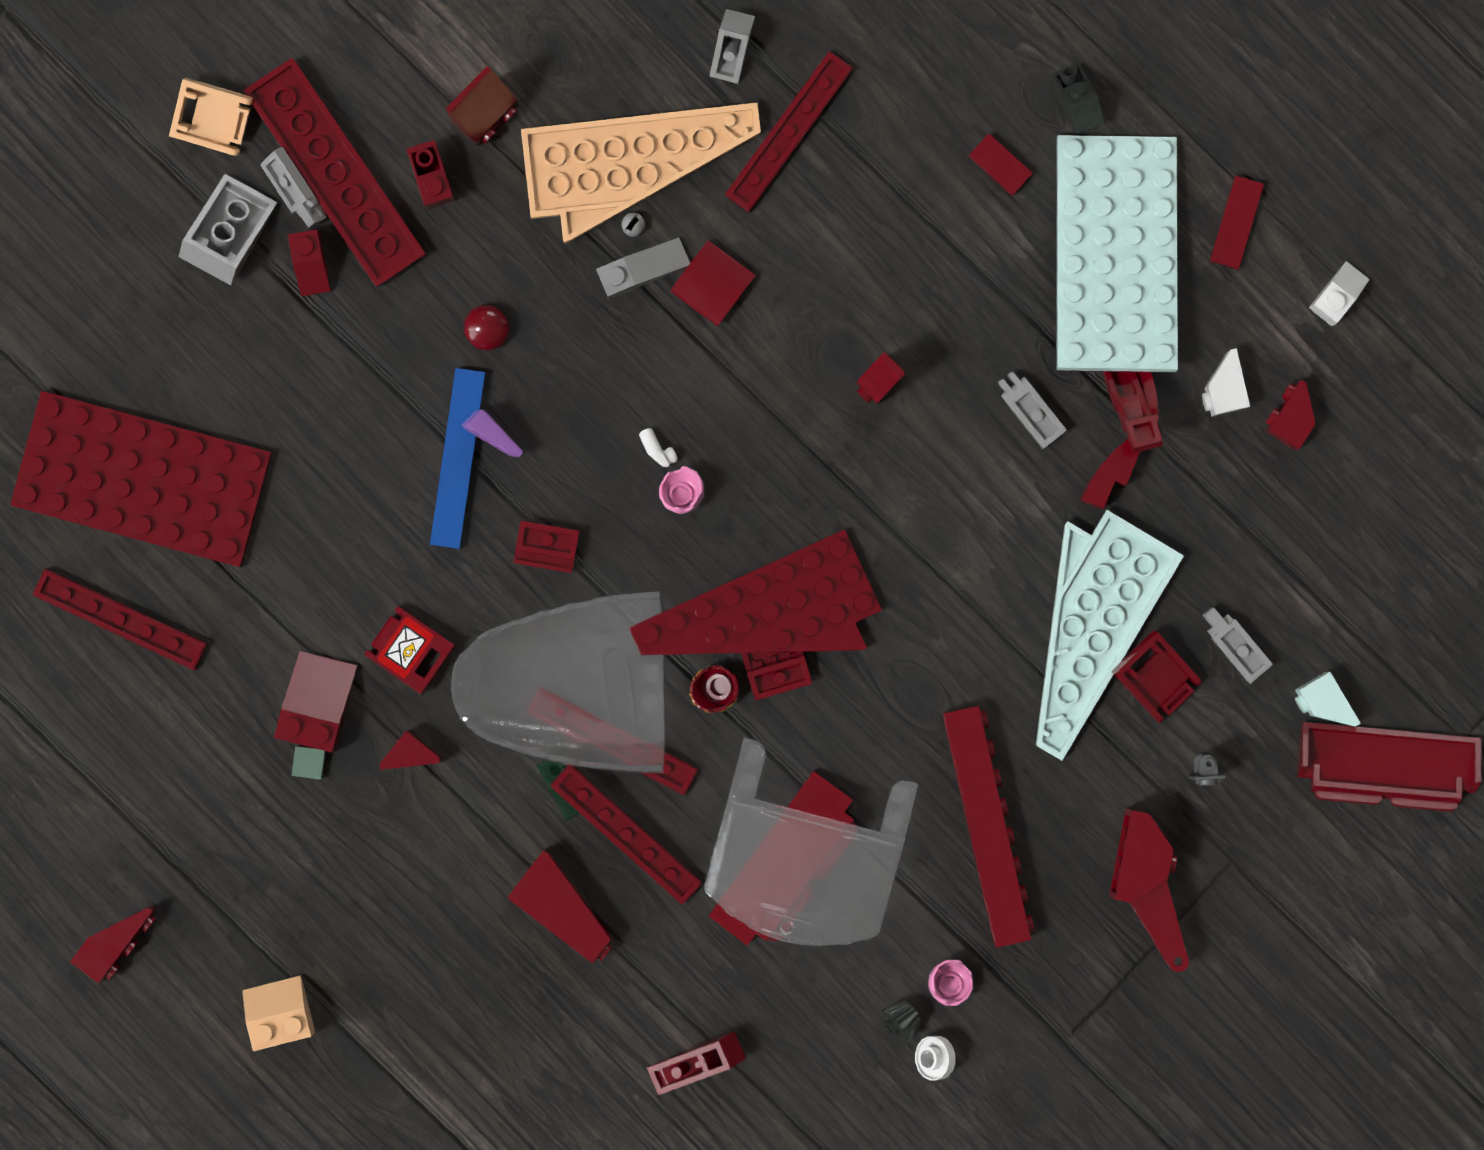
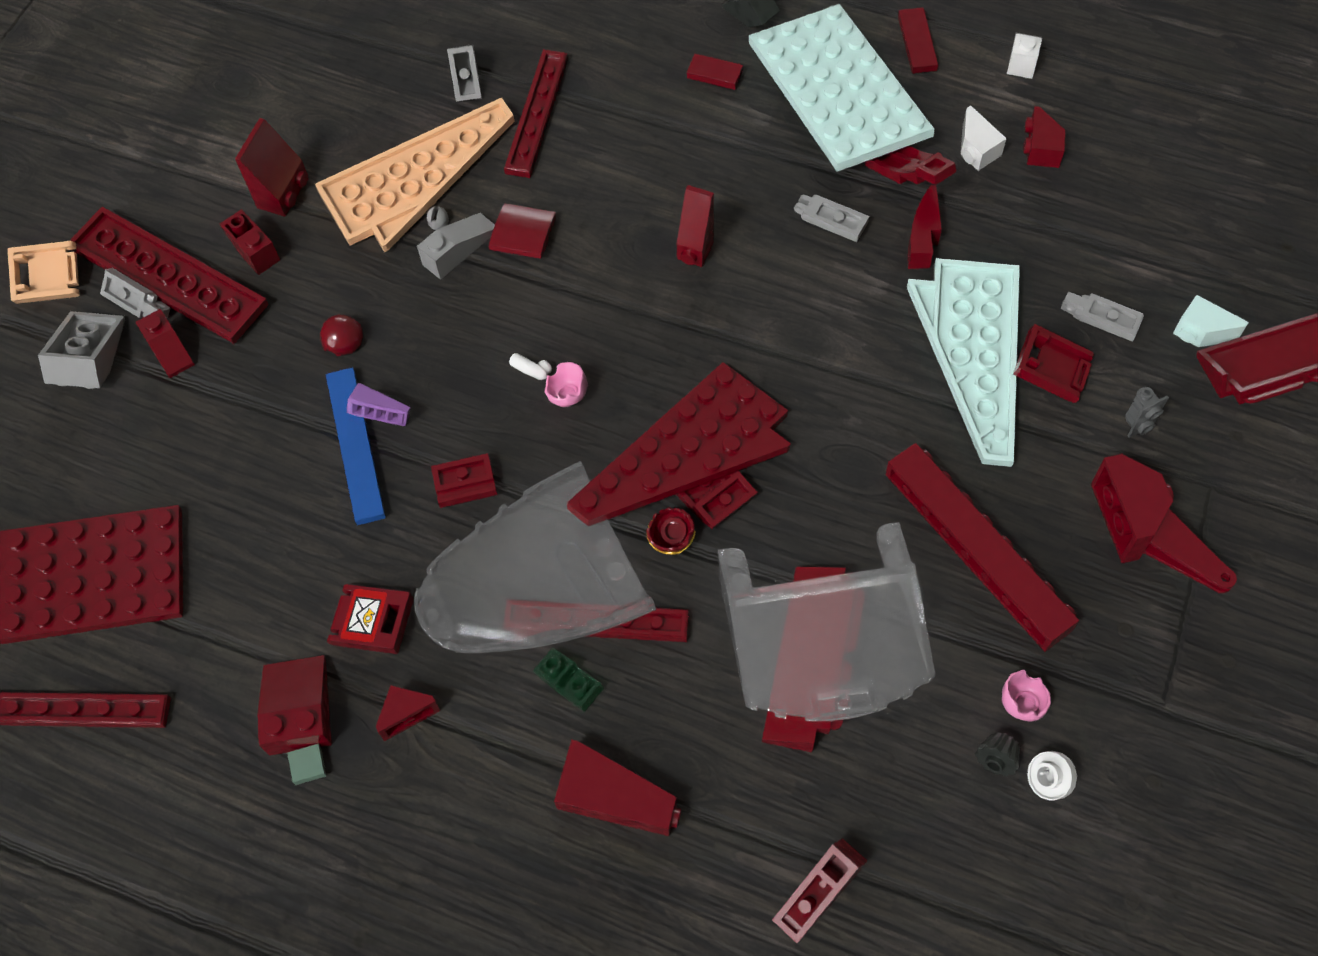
camera: 20 degrees left, 25 degrees down
(626, 834) = (647, 694): dark red tile -> none

